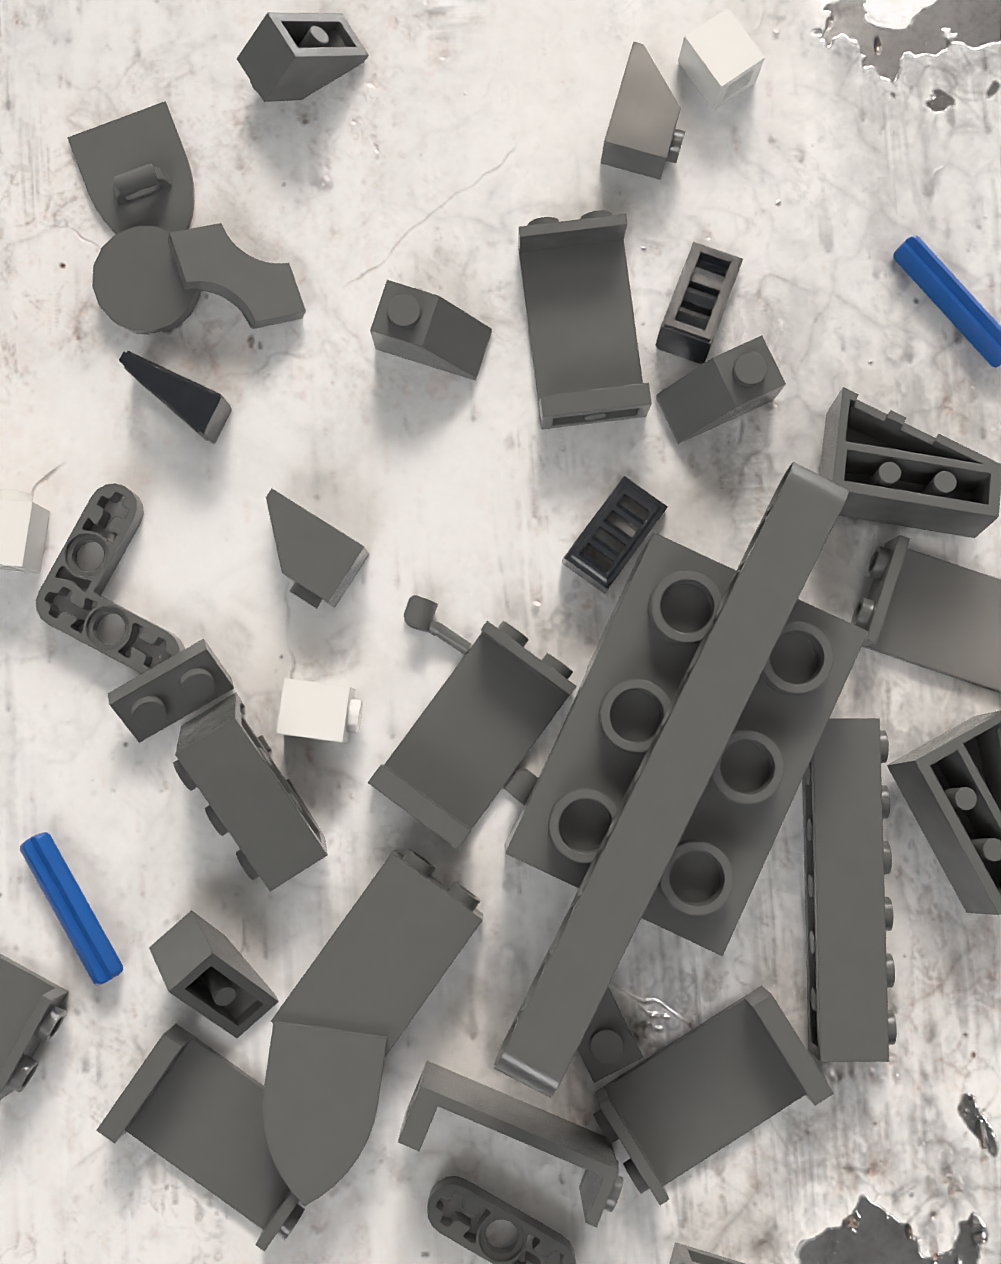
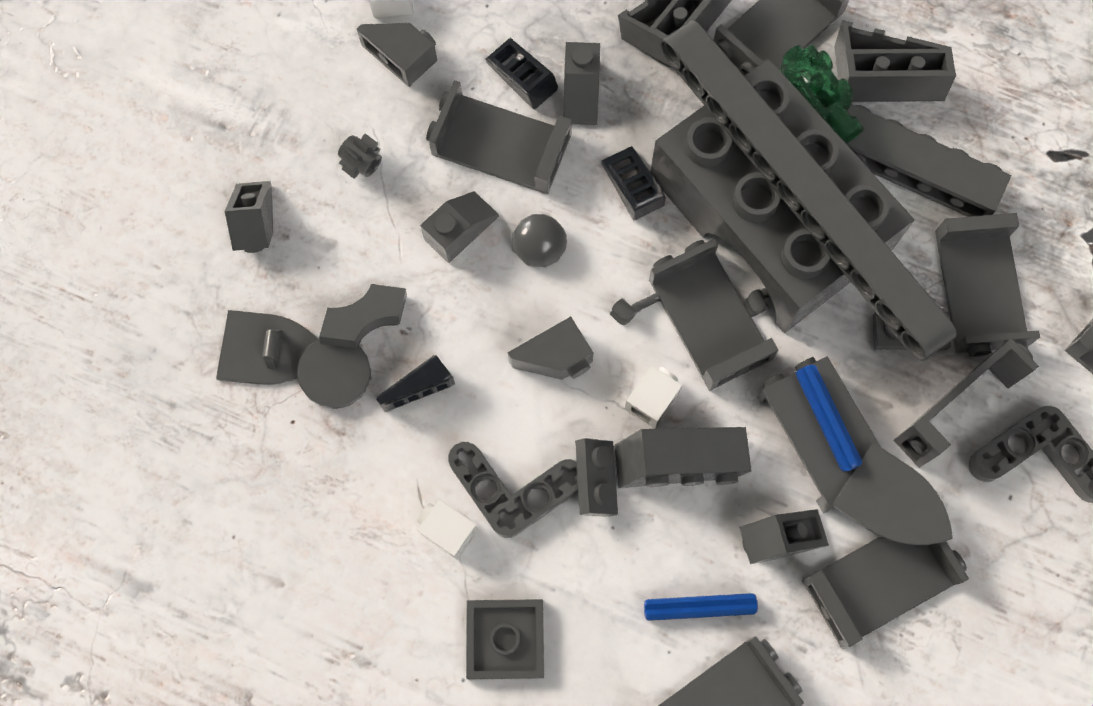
camera: 60 degrees left, 10 degrees down
(388, 962) = (828, 418): none -> blue axle
(456, 149) = (359, 156): none -> dark grey gear
(463, 451) = (539, 240): none -> dark grey hair
(873, 725) = (822, 89): none -> clear green brick

